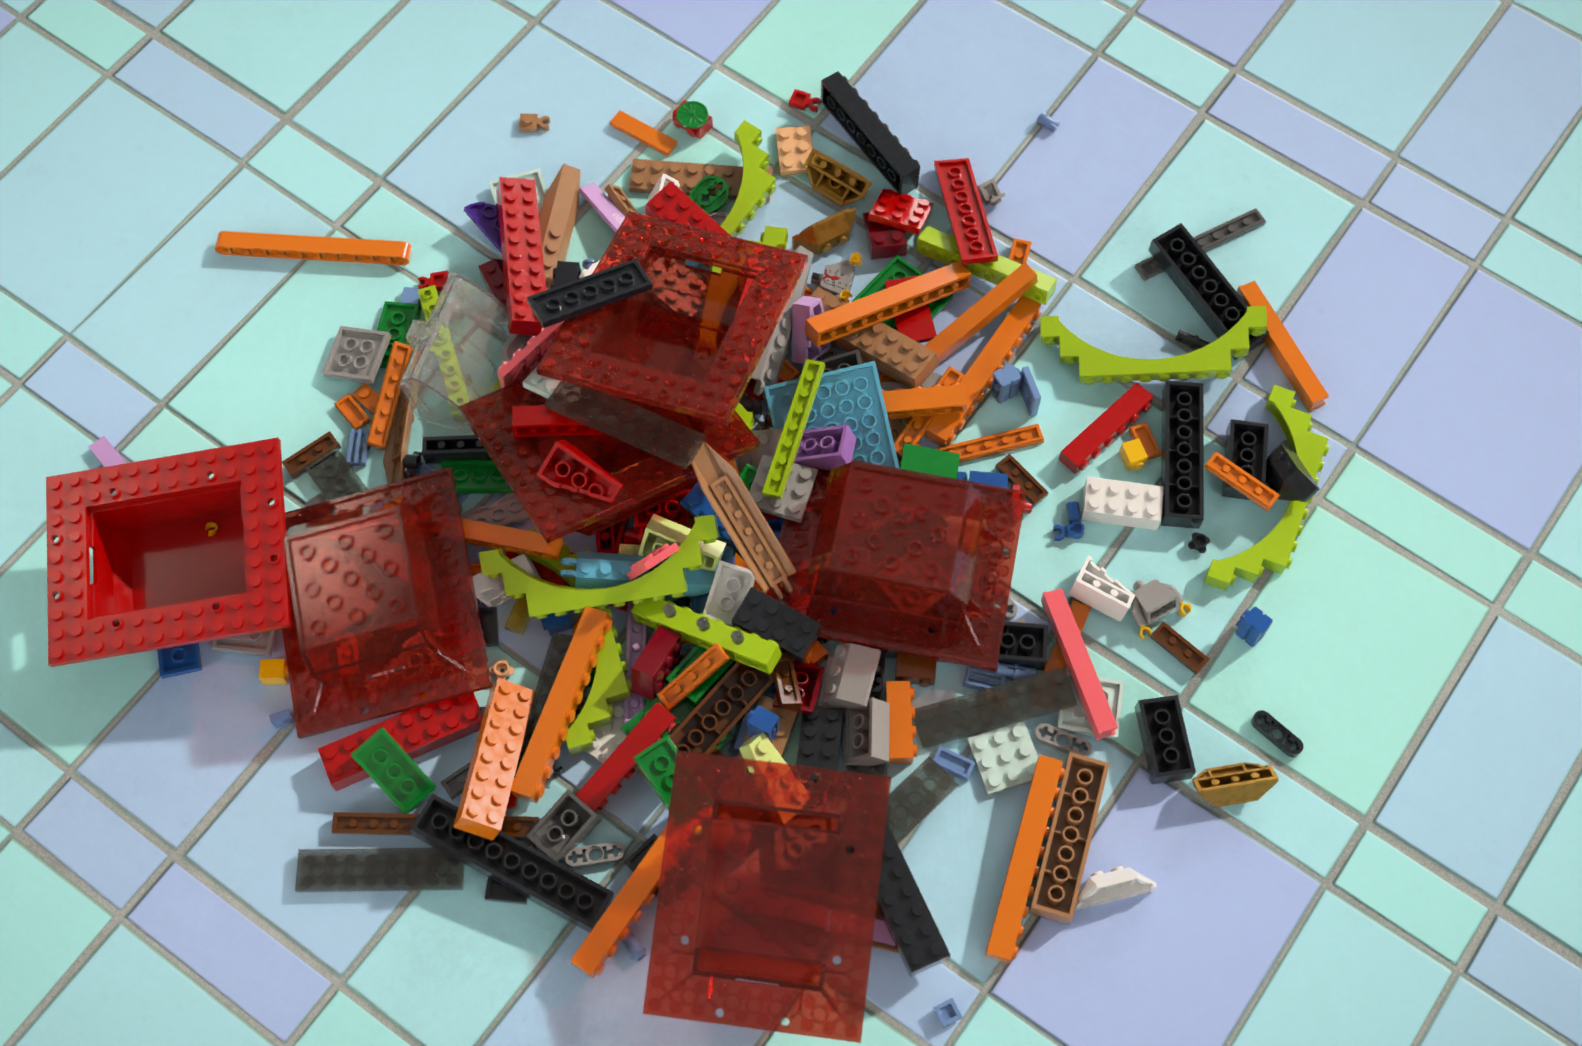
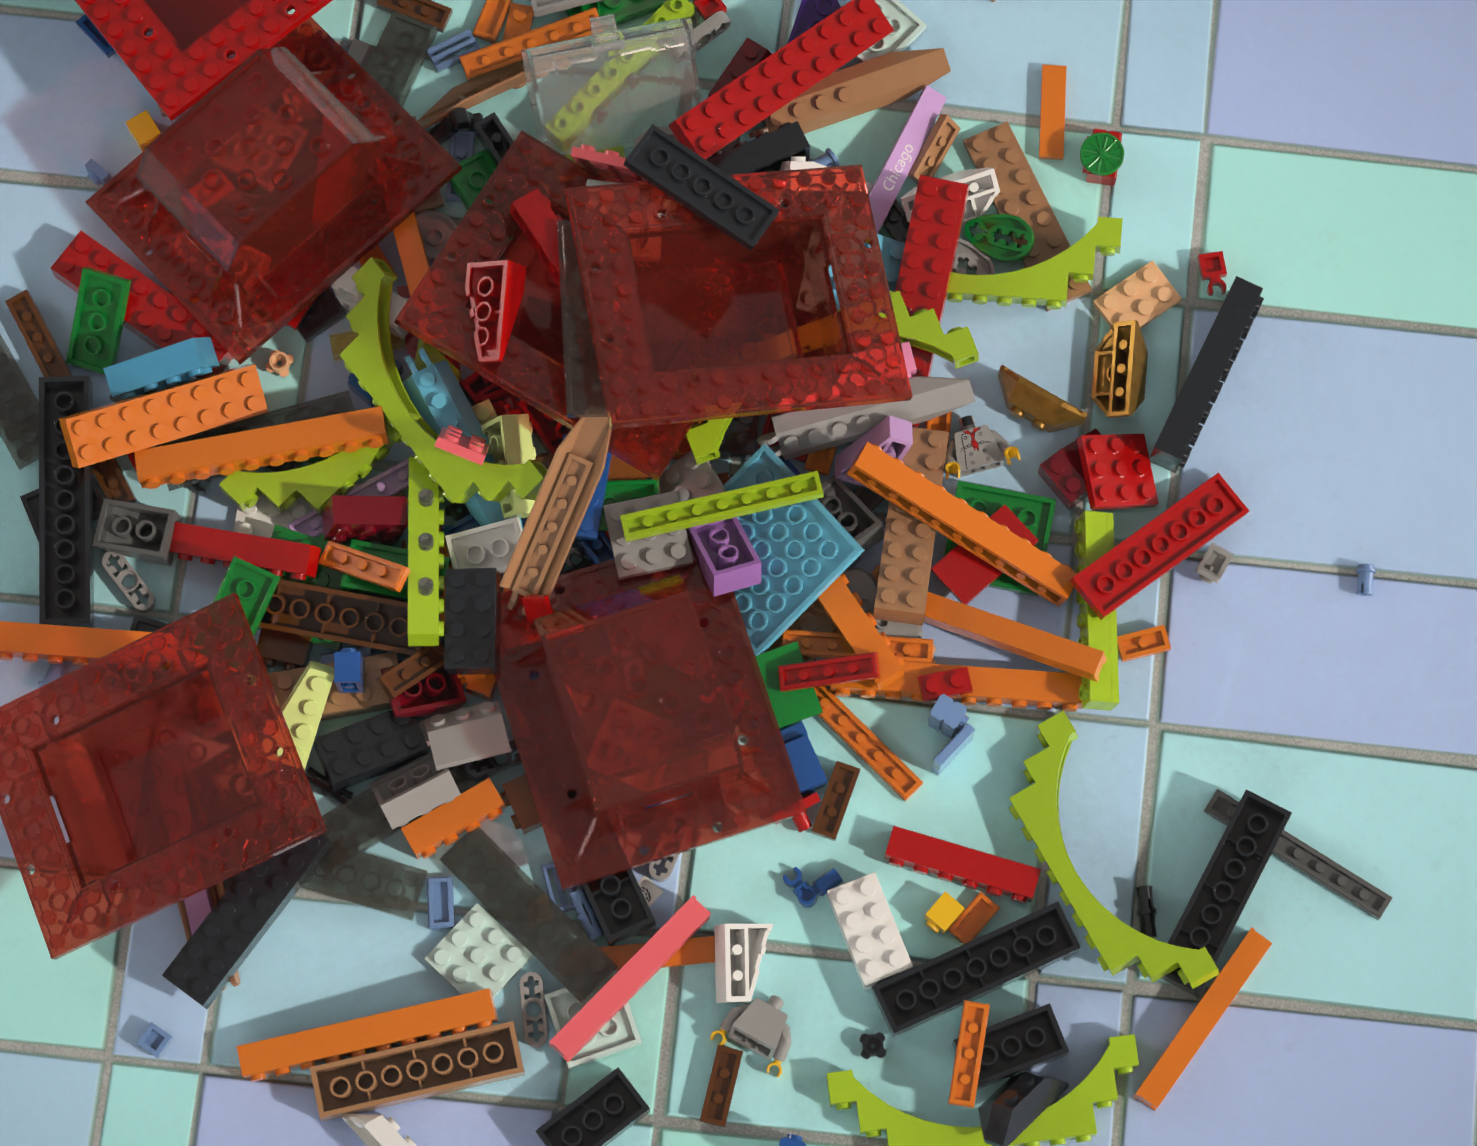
camera: 60 degrees right, 10 degrees up
(459, 740) = (162, 368): none -> dark azure brick
(795, 576) = (536, 606): none -> red tile
(939, 430) = (829, 672): none -> red tile
(984, 373) = (949, 682): none -> red plate

